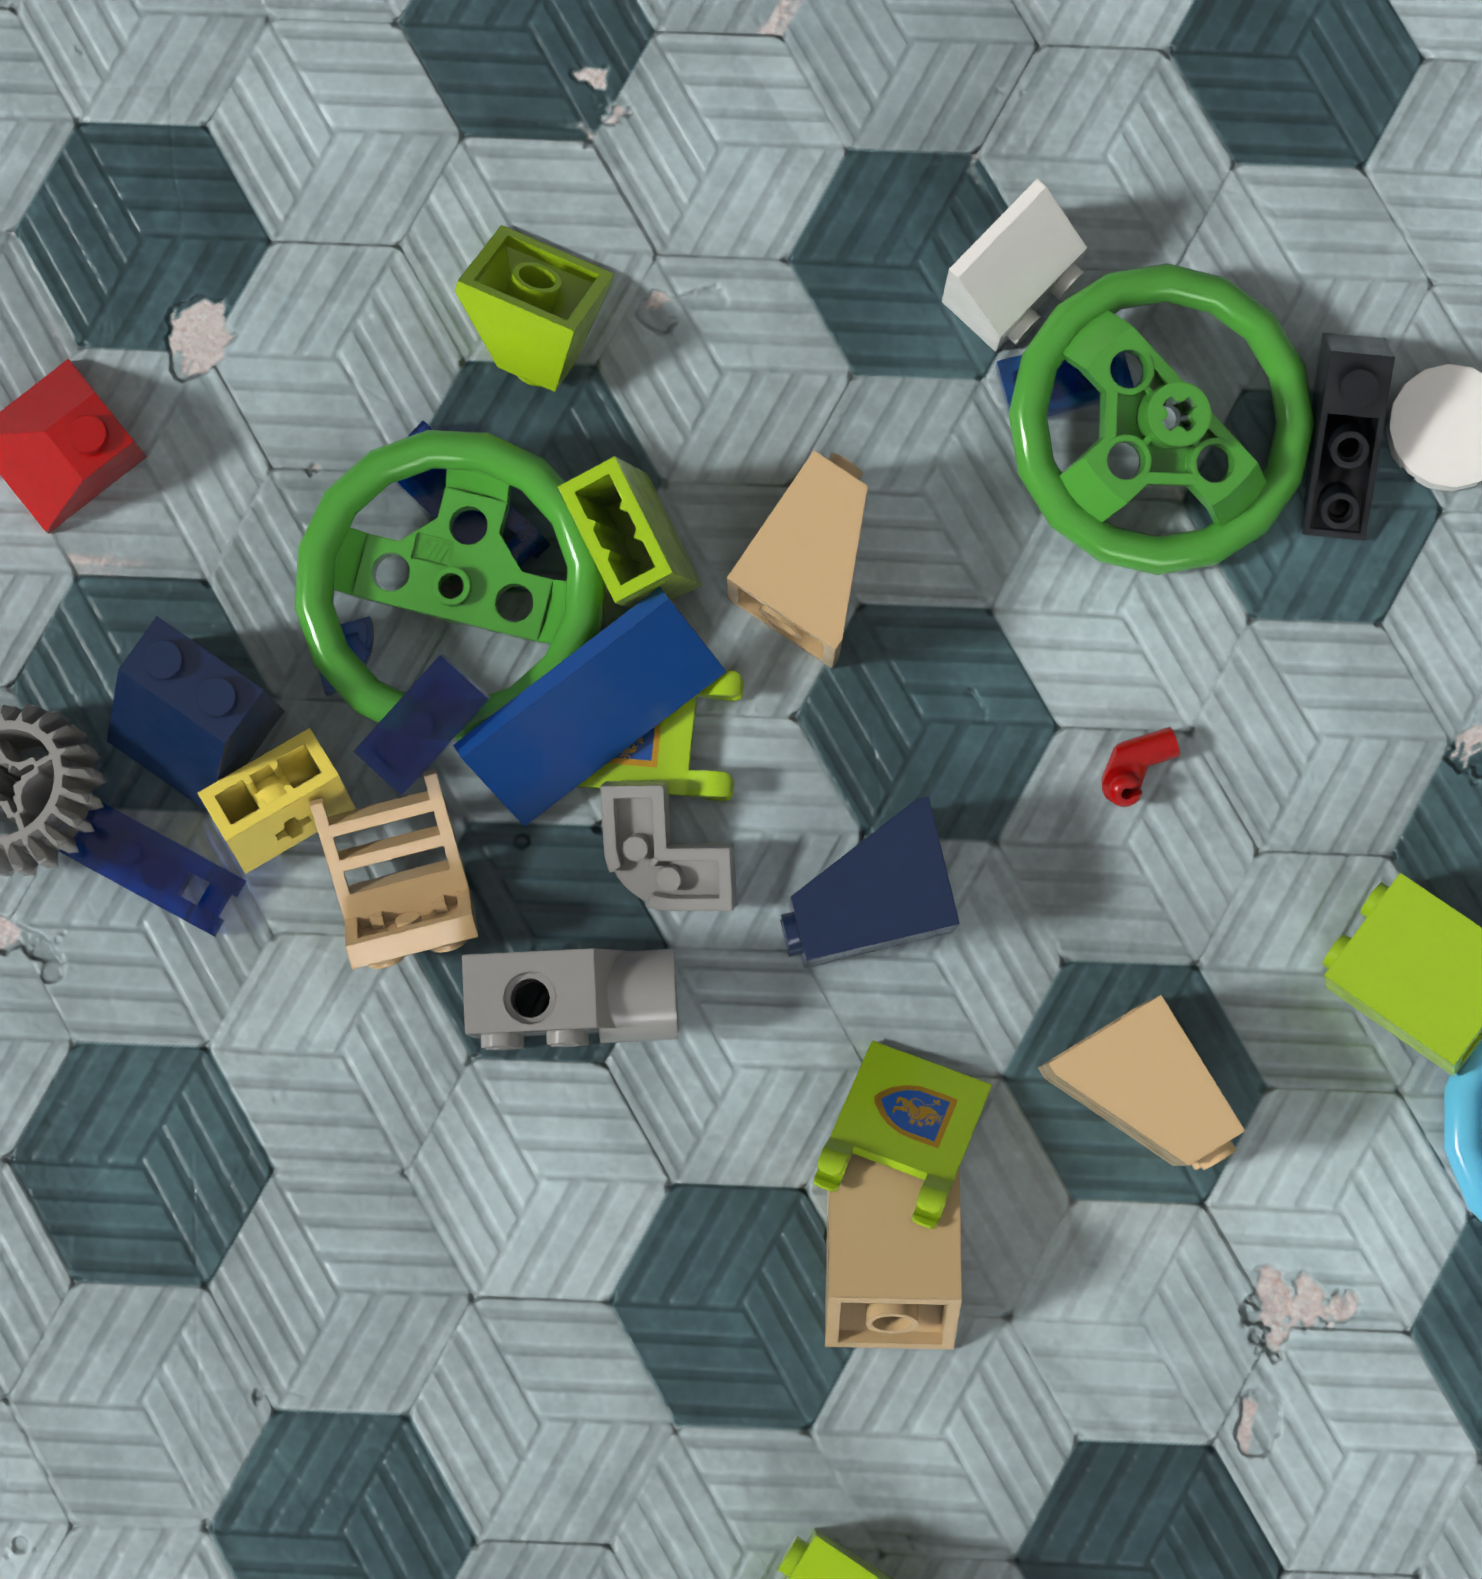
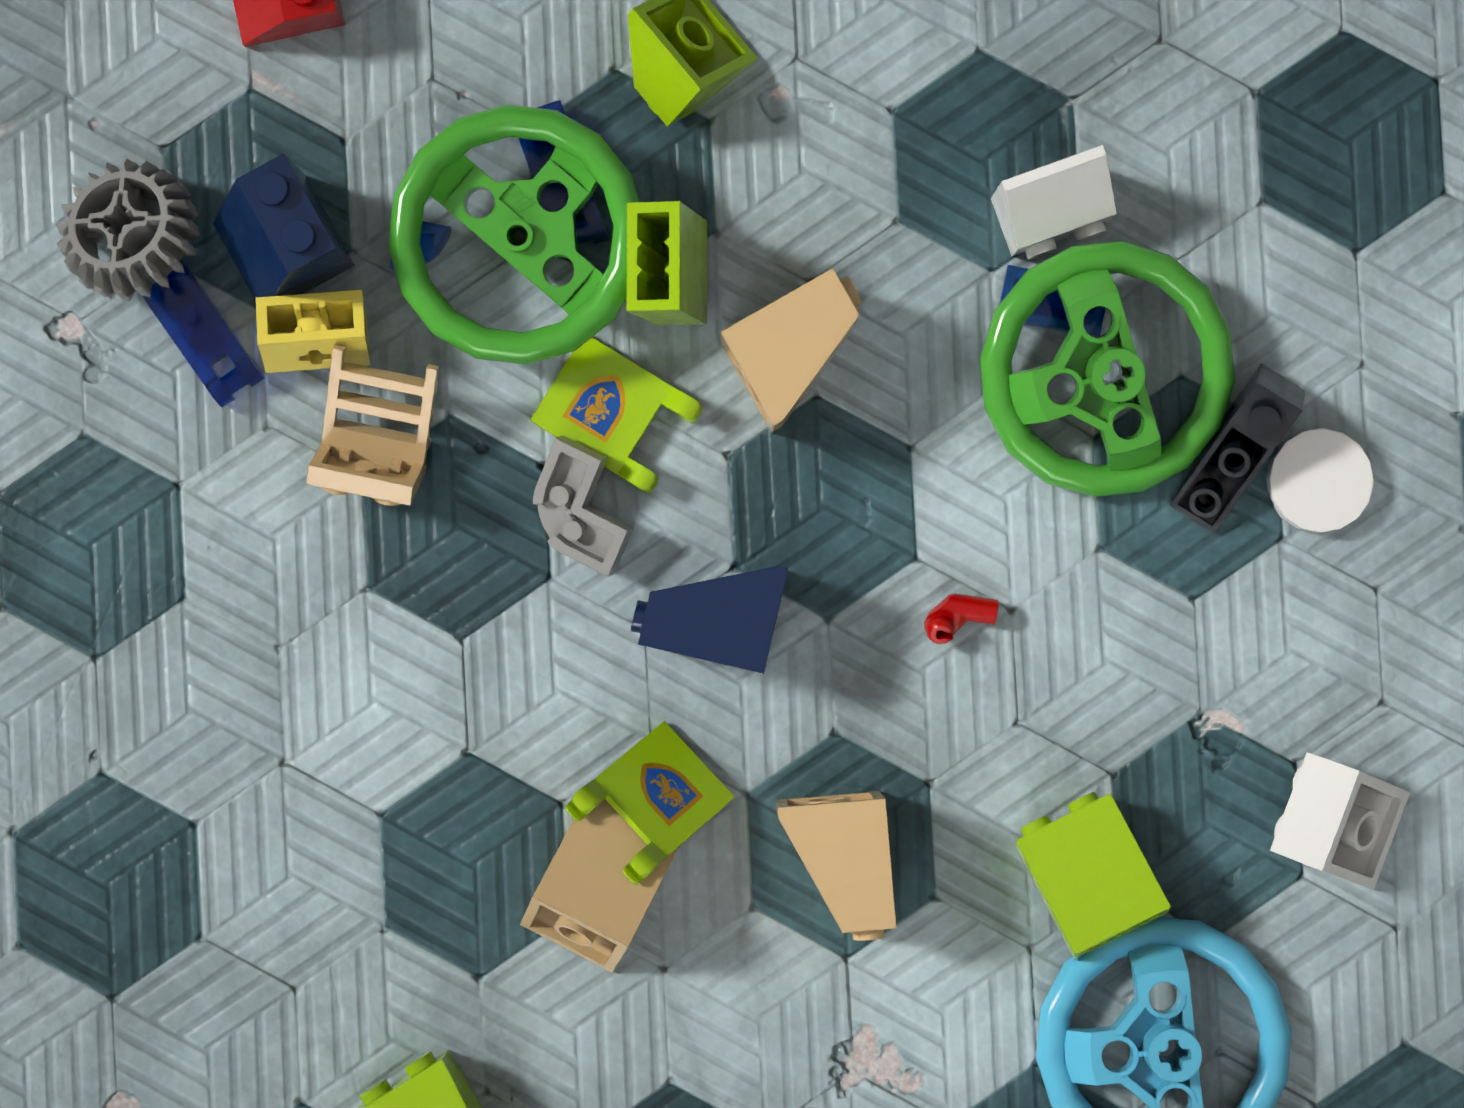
camera: 25 degrees right, 5 degrees up
(422, 724) = (442, 330): clear blue plate -> none
(590, 707) = (575, 376): blue tile -> none
(590, 991) = (469, 585): light grey brick -> none

